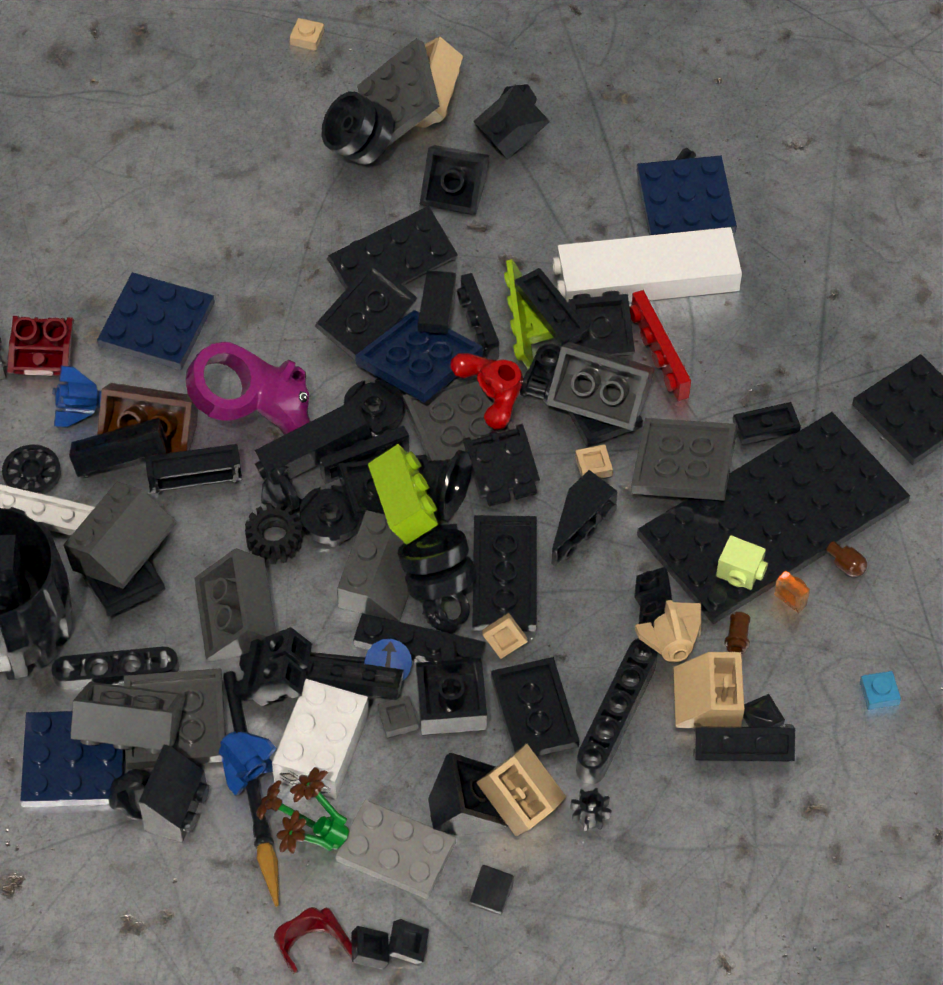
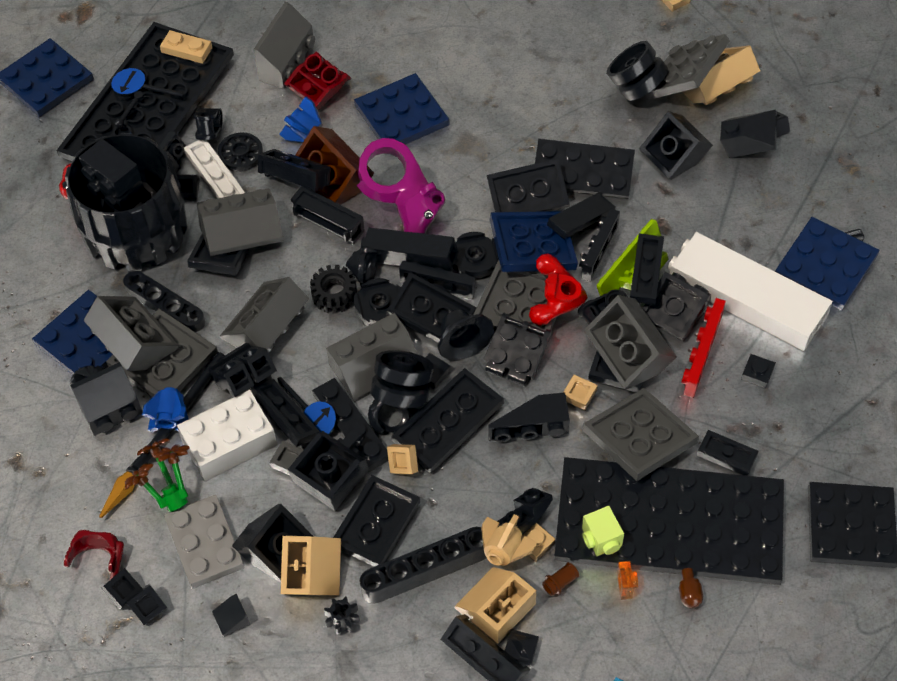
camera: 45 degrees right, 0 degrees up
(403, 493) = (419, 317): lime brick -> none
(720, 334) = (758, 371): none -> black plate

